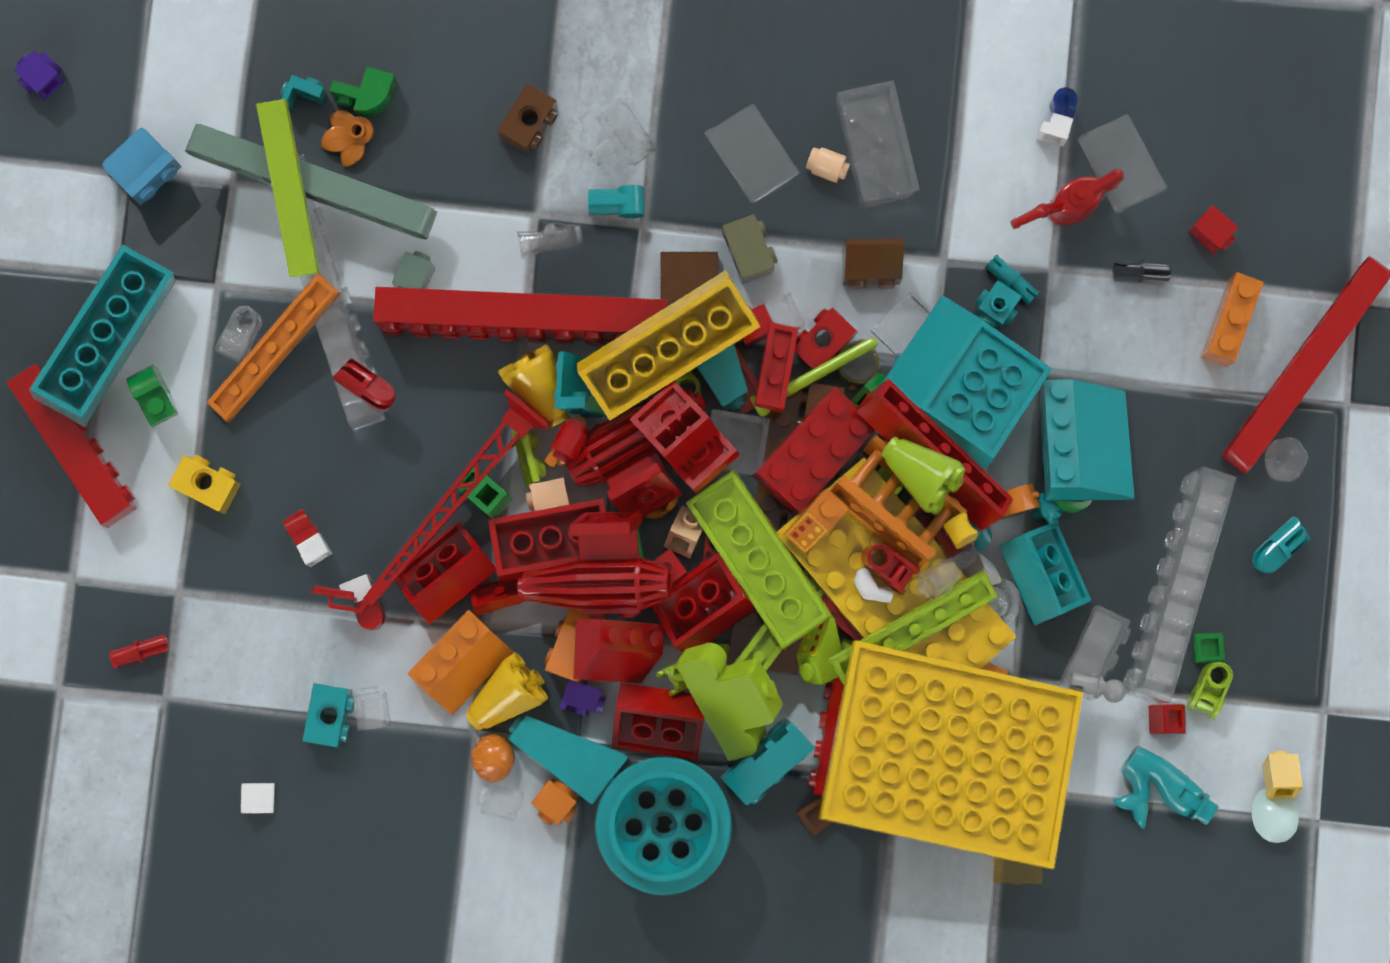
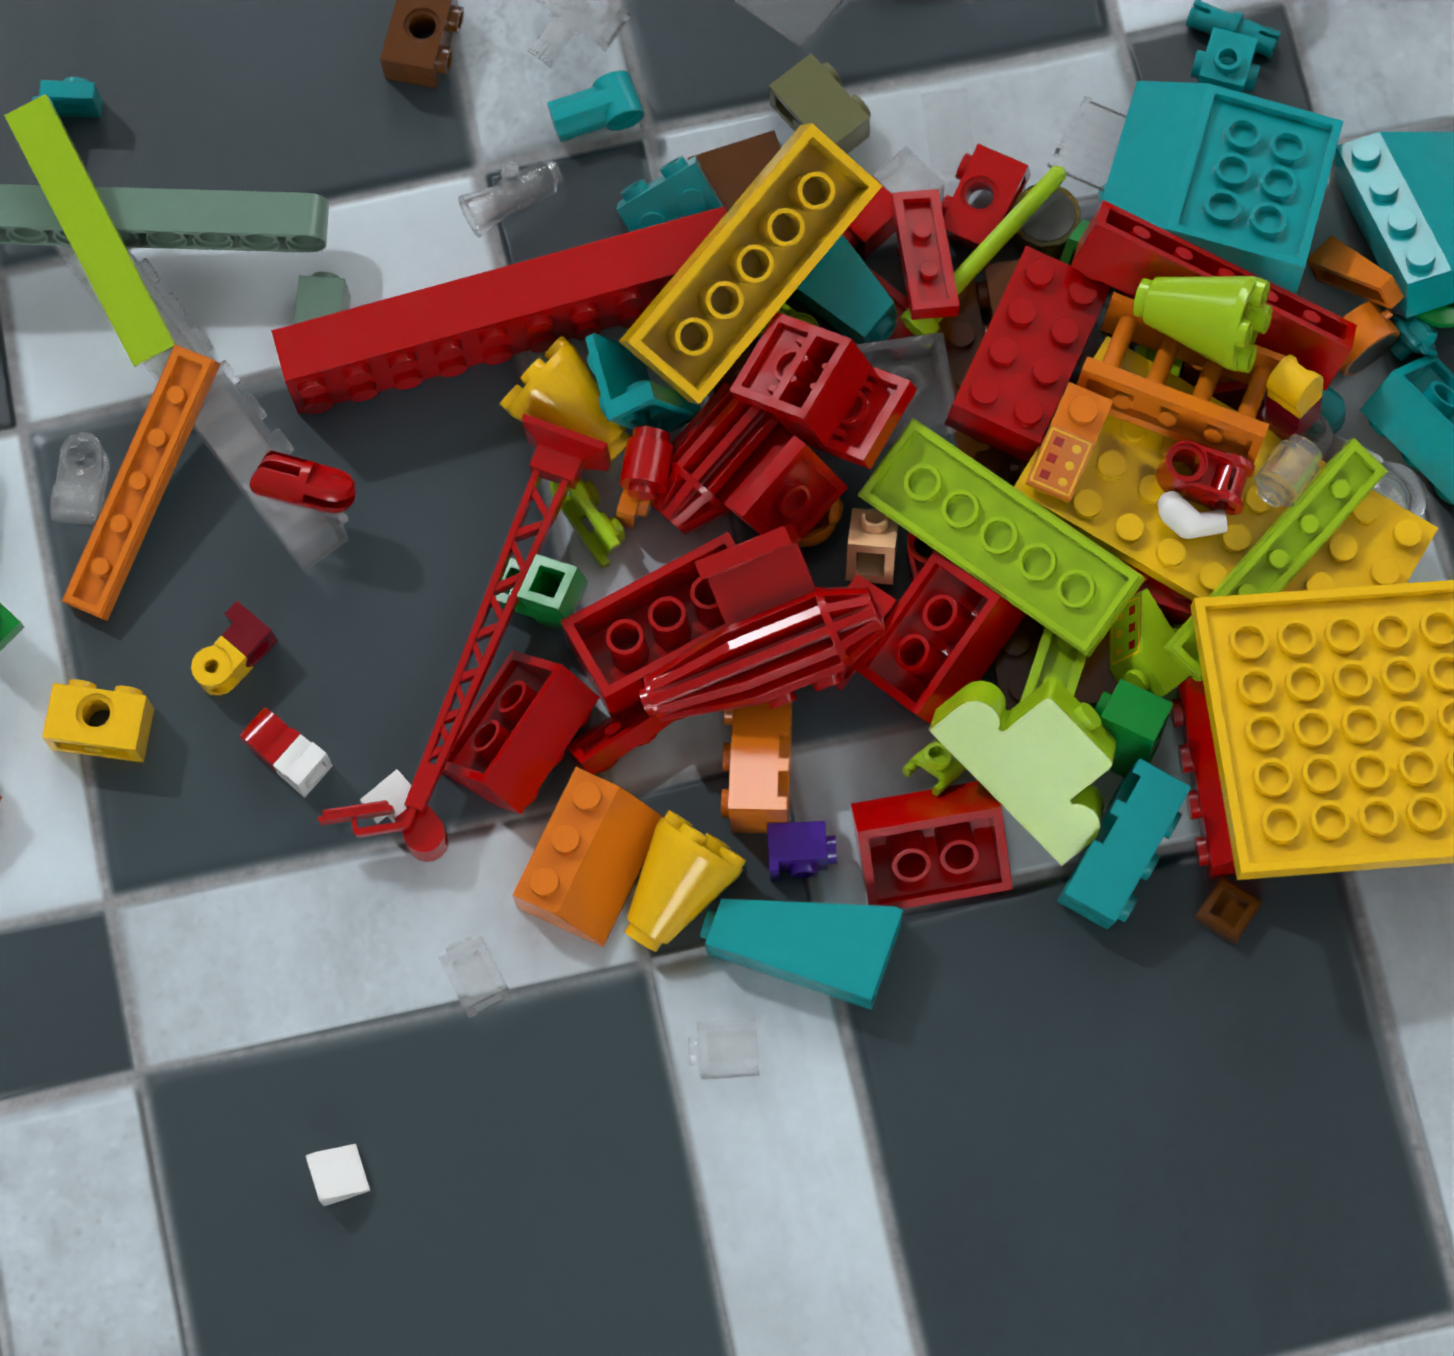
camera: 10 degrees left, 10 degrees down
(139, 651) = (76, 1009): red axle -> none
(296, 468) = (234, 653): none -> leg
(316, 728) = (393, 982): teal brick -> none
(344, 139) = (148, 151): orange plate -> none
(372, 96) = (168, 82): green brick -> none
(493, 757) = (689, 987): orange hair -> none
(547, 494) = (637, 558): light nougat brick -> none
(556, 802) = (813, 1020): orange brick -> none
(616, 650) = (828, 747): red slope -> none
(624, 851) = (1046, 926): teal wheel -> none
(639, 277) = (674, 195): none -> teal bracket
(796, 694) = (1135, 721): none -> green brick
(872, 262) = (1015, 64): reddish brown slope -> none
(1021, 455) = (1353, 273): none -> orange piece

